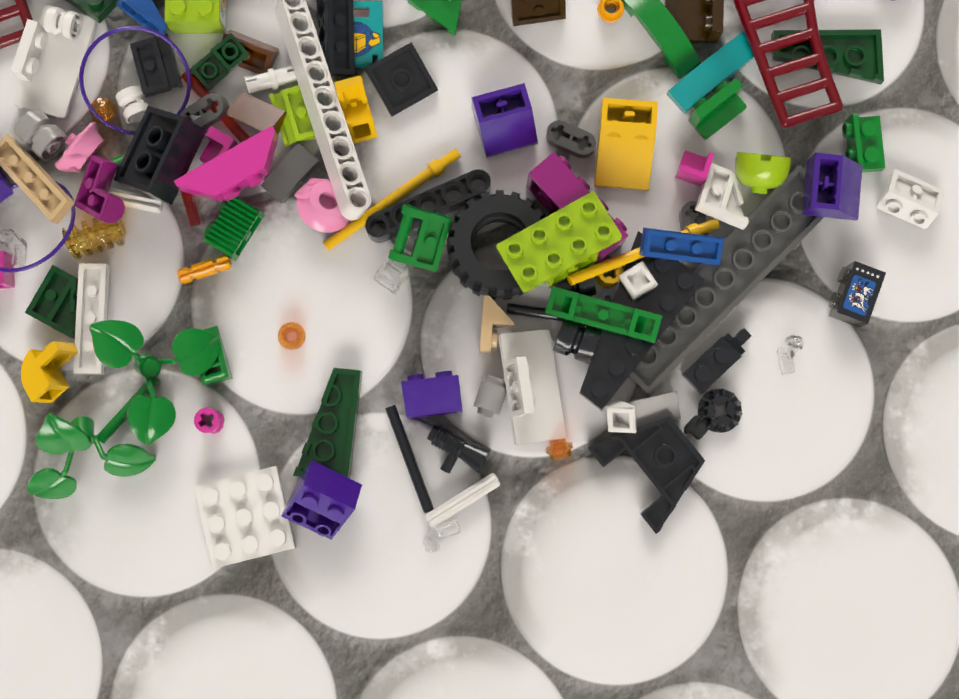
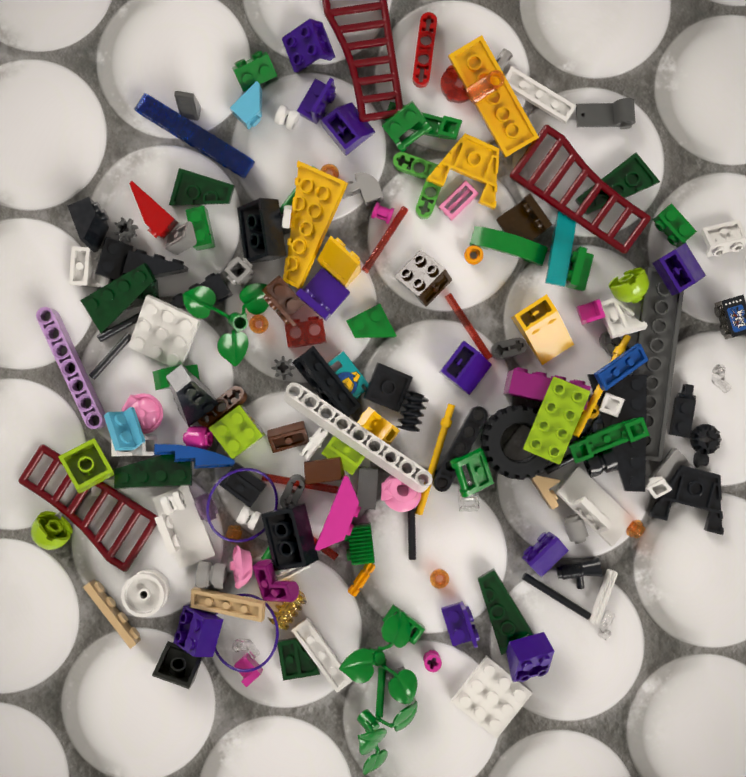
camera: 35 degrees left, 5 degrees up
(42, 371) = (320, 706): yellow brick -> none
(98, 60) = (200, 505): none -> clear purple brick
(218, 144) = (316, 506): dark pink panel -> none
(219, 62) = (277, 456): dark green slope -> none
(273, 403) = (458, 623): none -> dark purple bracket
(301, 261) = (411, 535): none -> black bar
(407, 124) = (412, 411): none -> black piece
(544, 81) = (468, 326): none -> clear red bar

